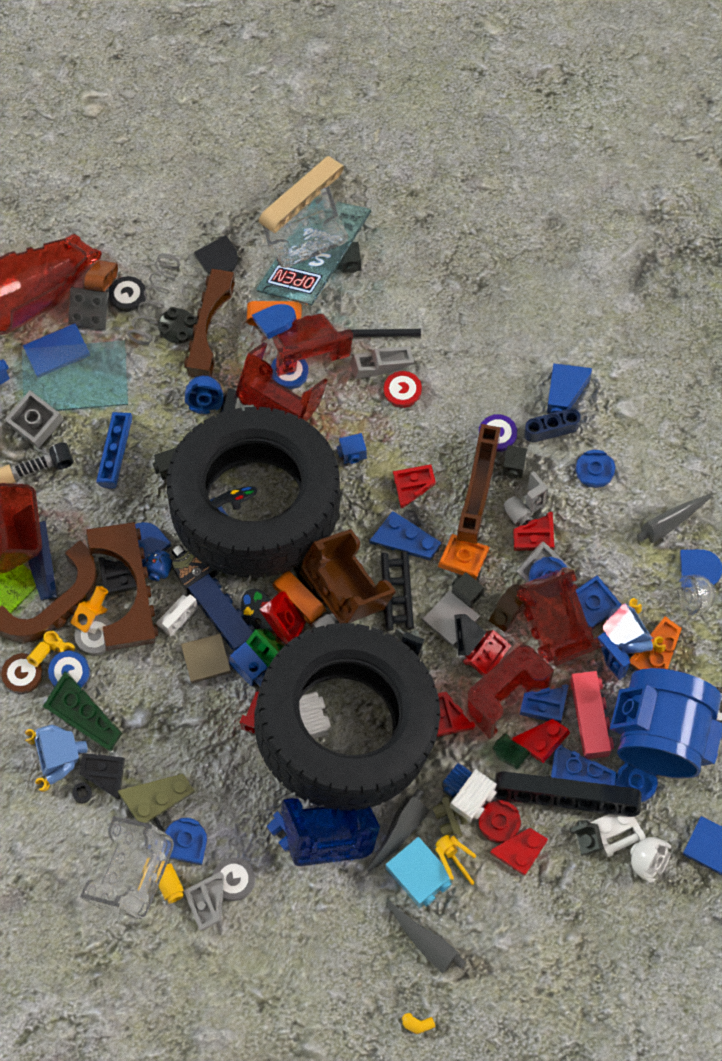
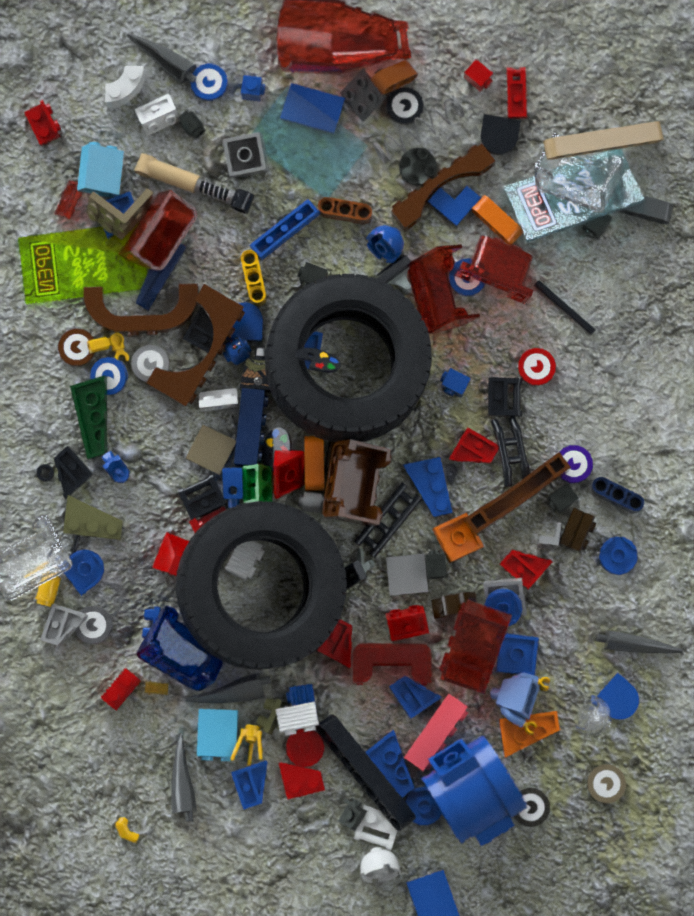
camera: 45 degrees right, 15 degrees up
(56, 752) = (50, 428): medium blue torso -> none
(90, 608) = (162, 342): light orange bracket -> none
(116, 496) = (253, 287): none -> yellow beam
(139, 734) = (115, 467): none -> blue hips
(153, 390) = (338, 204): none -> dark orange beam
(165, 228) = (478, 76): none -> red brick
(205, 220) = (516, 93): none -> red plate
(231, 334) = (454, 209): none -> blue tile
(237, 703) = (205, 502): none -> black plate
(249, 767) = (170, 554): none -> red slope
(275, 319) = (488, 231): blue tile -> none
(305, 908) = (120, 689): none -> red brick
(334, 882) = (156, 688): none -> clear yellow pin
(380, 218) = (651, 210): none -> dark grey beam
(381, 361) = (541, 331): light grey slope -> none
(395, 432) = (499, 394): none -> black plate
(445, 469) = (515, 440): none -> black piece
(467, 634) = (404, 599): black slope -> none
(484, 889) = (250, 784): none -> blue wing
(509, 751) = (356, 707): clear green bracket -> none
(517, 511) = (528, 538): light grey brick -> none
(542, 739) = (385, 719): red wing -> none
(549, 472) = (576, 531): none -> dark brown brick
(566, 386) = (656, 474): blue slope -> none
(615, 660) = (489, 714): blue wing -> none

